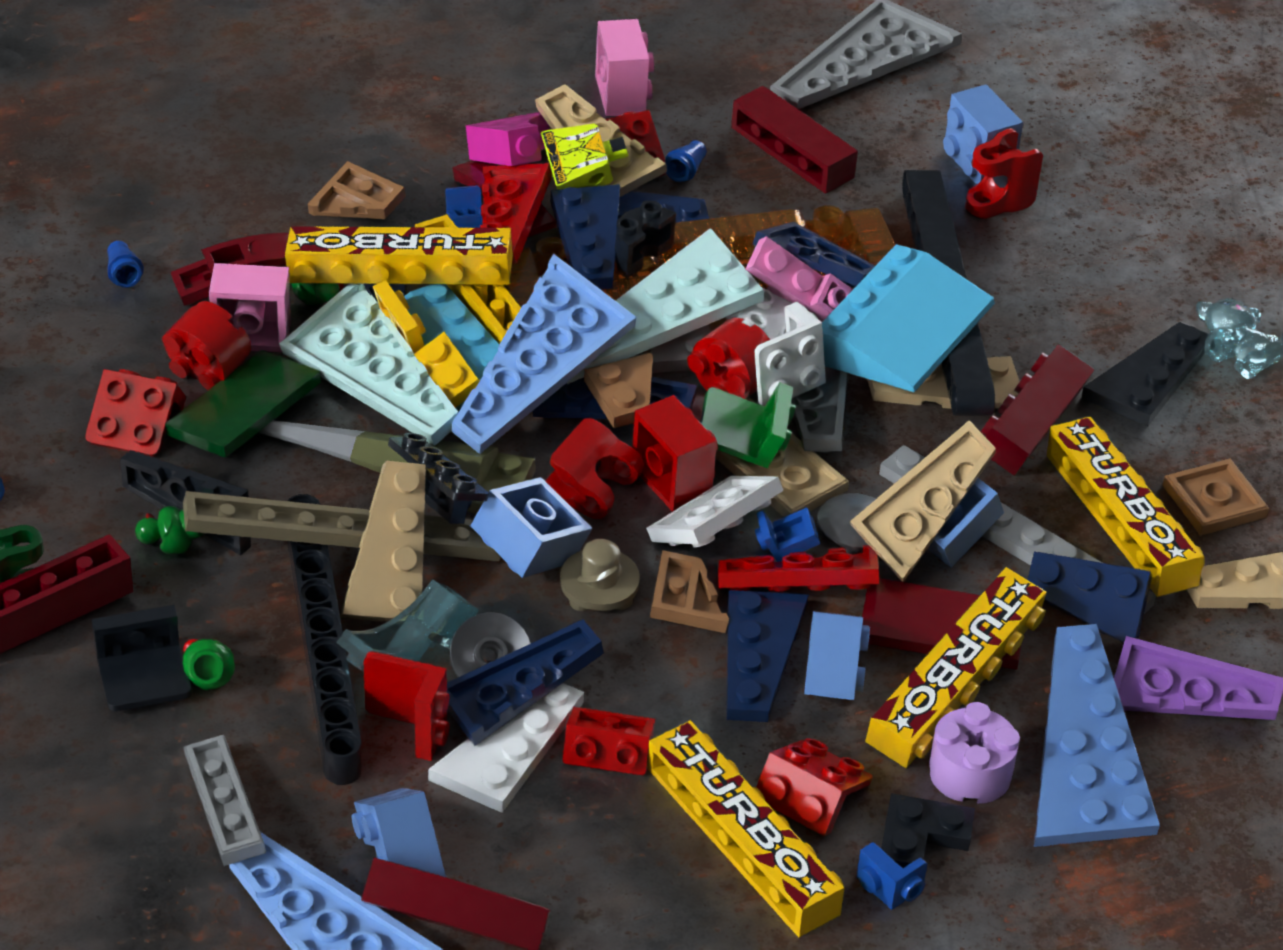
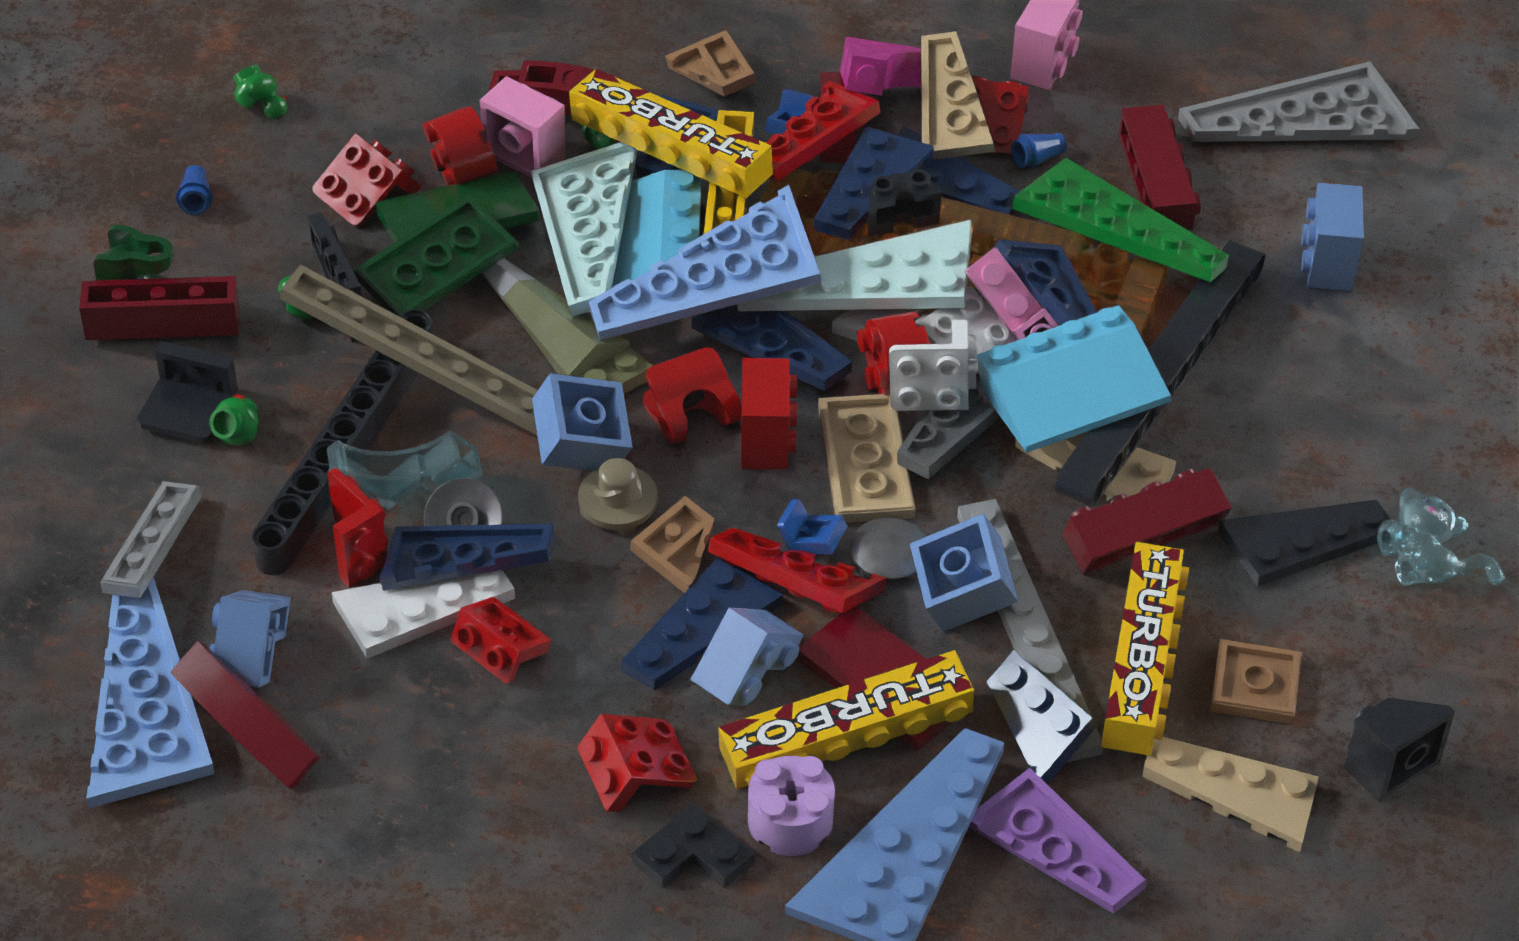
camera: 35 degrees right, 5 degrees up
(123, 265) = (465, 49): blue cone -> none
(273, 441) = (436, 258): none -> dark green tile
(391, 547) = (447, 386): tan wing -> none
(396, 308) = (629, 189): yellow plate -> none
(446, 485) = (533, 342): black bracket -> none
(448, 368) = (635, 250): yellow plate -> none
(580, 156) = (915, 106): neon yellow torso -> none
(621, 387) = (782, 331): medium nougat wing -> none
(715, 510) = (761, 481): white plate -> none
(746, 828) = (539, 772): yellow brick -> none
(749, 428) = (851, 414): green bracket -> none
(769, 187) = (1096, 209): none -> green wing
(887, 879) = (624, 886): blue bracket -> none
(920, 503) = (927, 555): tan wing -> none
(1009, 177) = (1325, 283): red piece -> none

